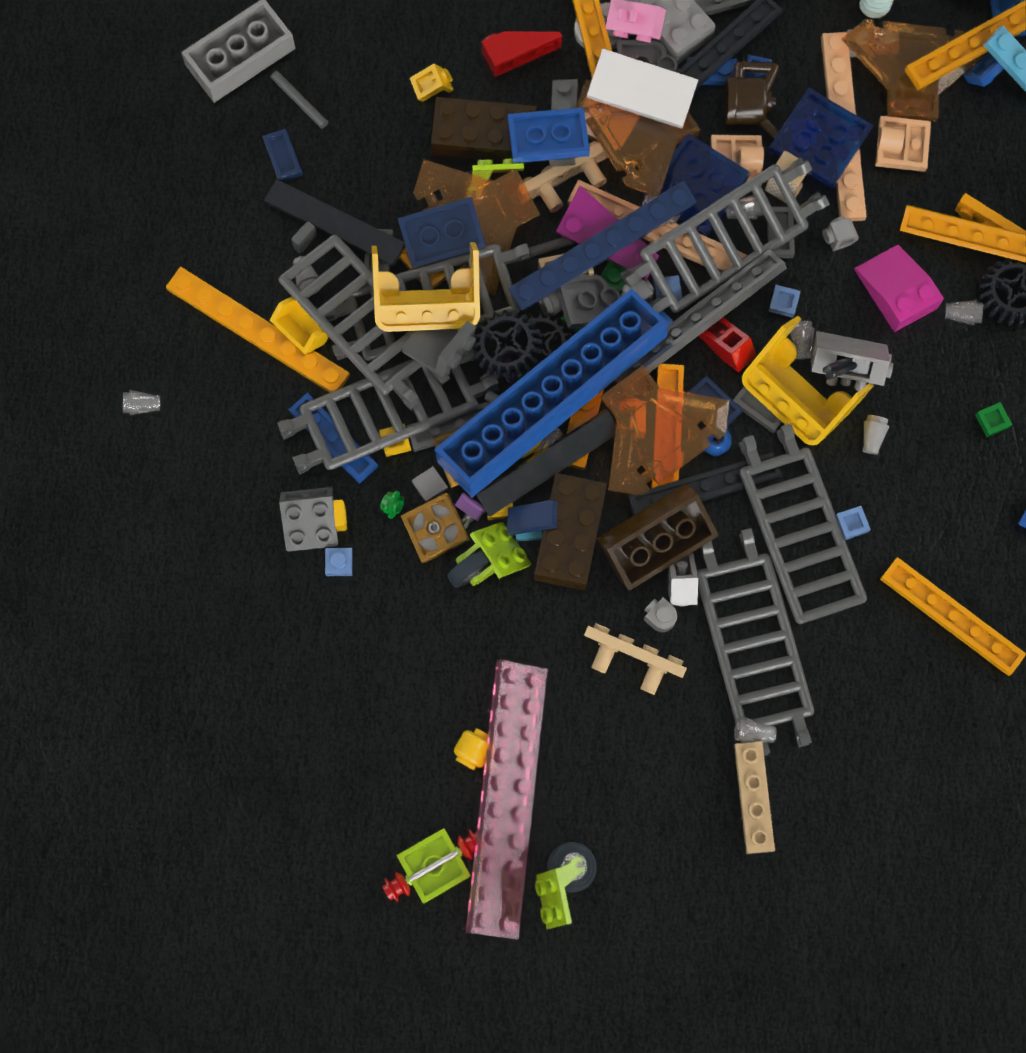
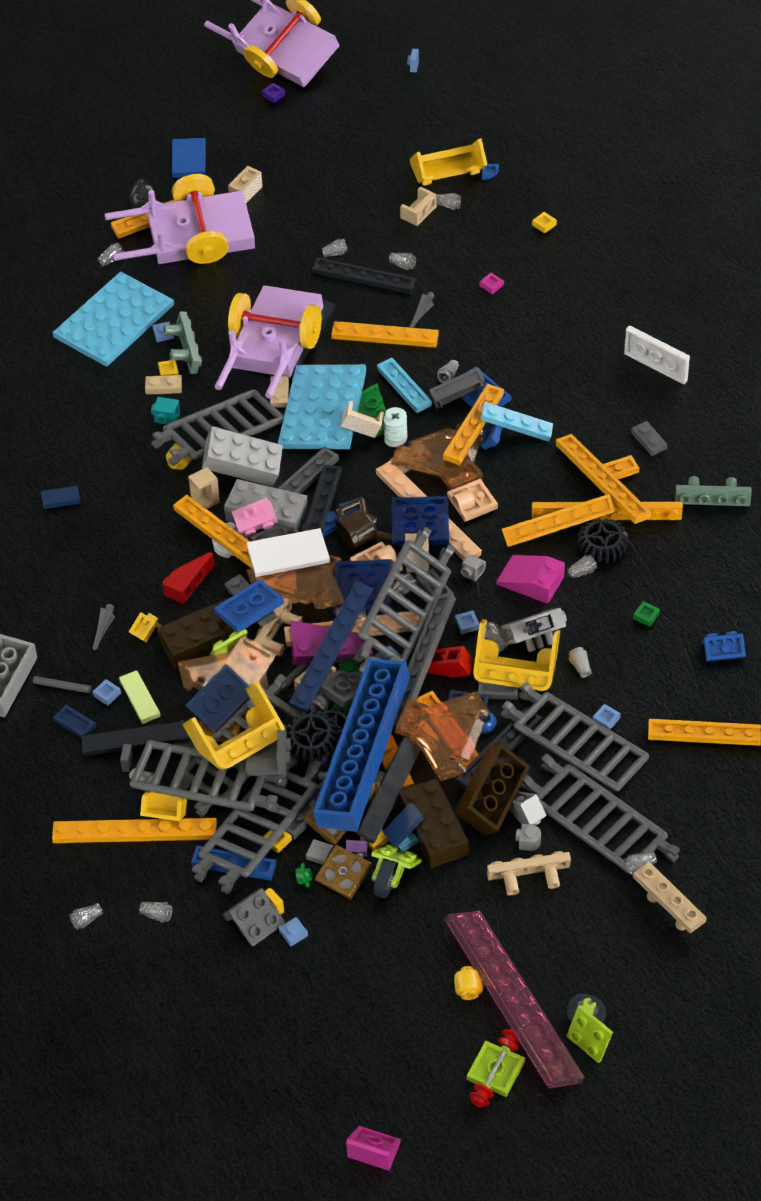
camera: 30 degrees left, 25 degrees down
(215, 445) = (156, 910): none -> clear cone
(250, 867) = (372, 1147): none -> dark pink slope
(337, 140) = (106, 692): none -> medium blue plate
(369, 168) = (139, 697): none -> yellowish green tile
(396, 45) = (105, 619): none -> dark grey piece

